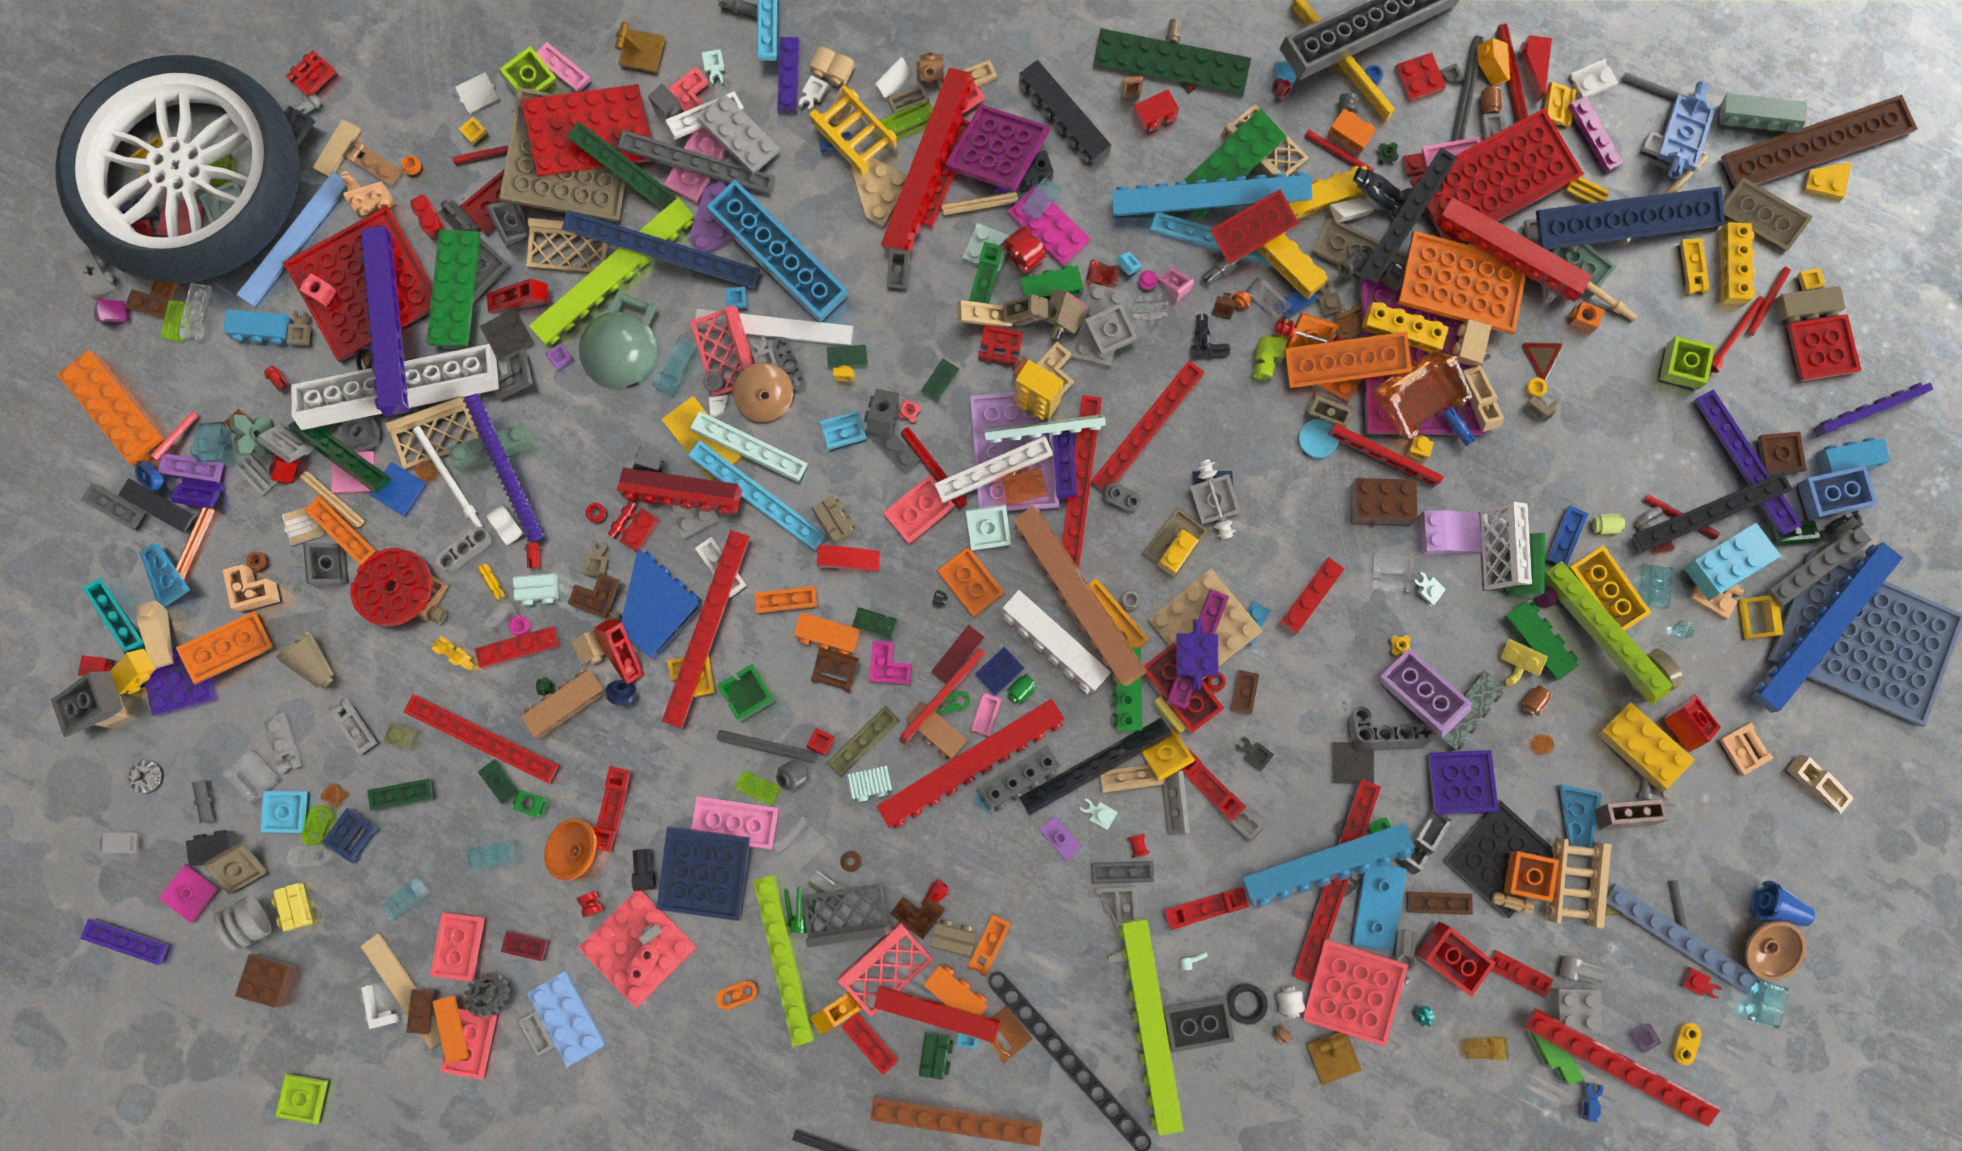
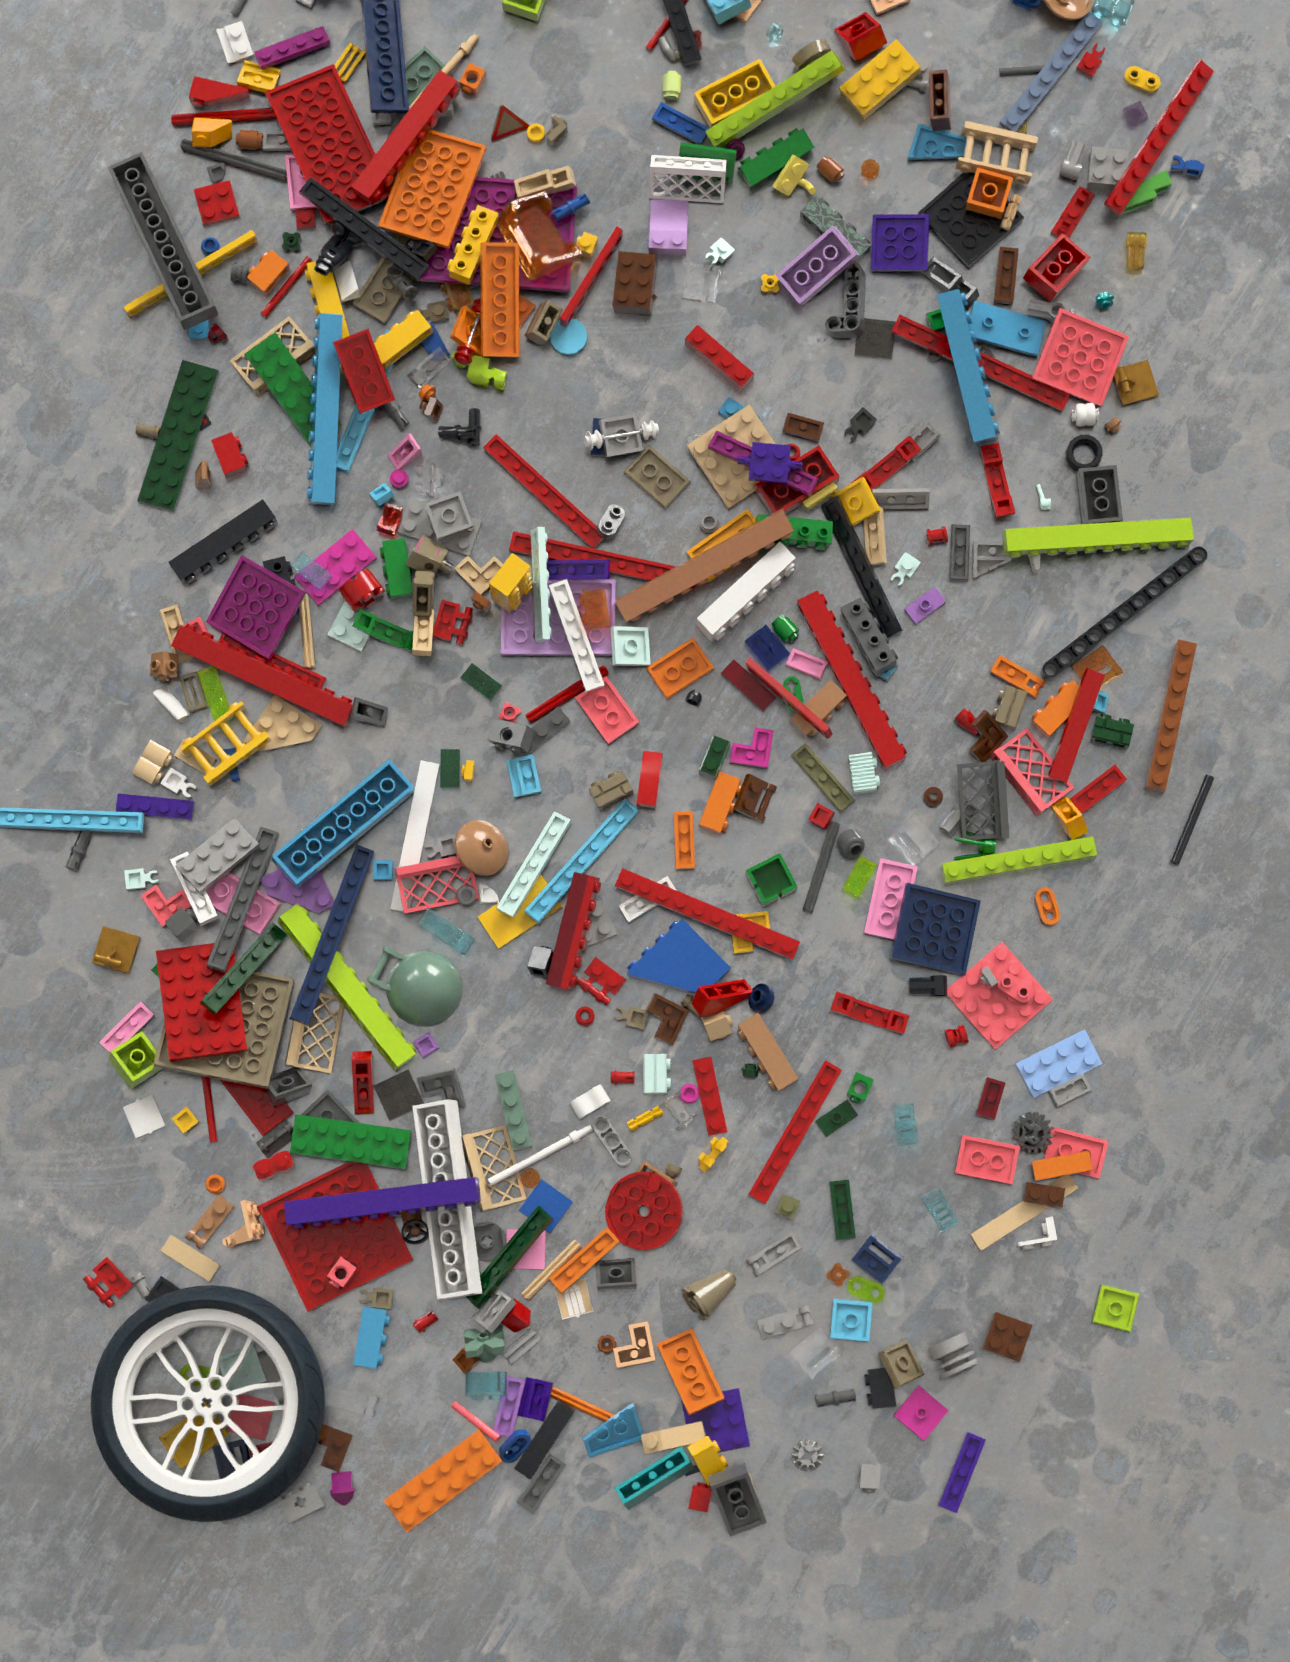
camera: 85 degrees left, 0 degrees up
(174, 335) = (372, 1426): clear neon green tile -> none
(292, 907) = (941, 1313): light yellow brick -> none
(293, 239) = (269, 1291): light blue tile -> none
(503, 467) = (538, 1094): dark purple piece -> none
(570, 849) = (899, 1058): orange dish -> none
(788, 349) = (437, 823): dark grey beam -> none
(1177, 552) = (669, 473): yellow brick -> none
(1472, 343) = (492, 186): tan brick -> none
(1655, 585) = (731, 51): clear light blue plate -> none

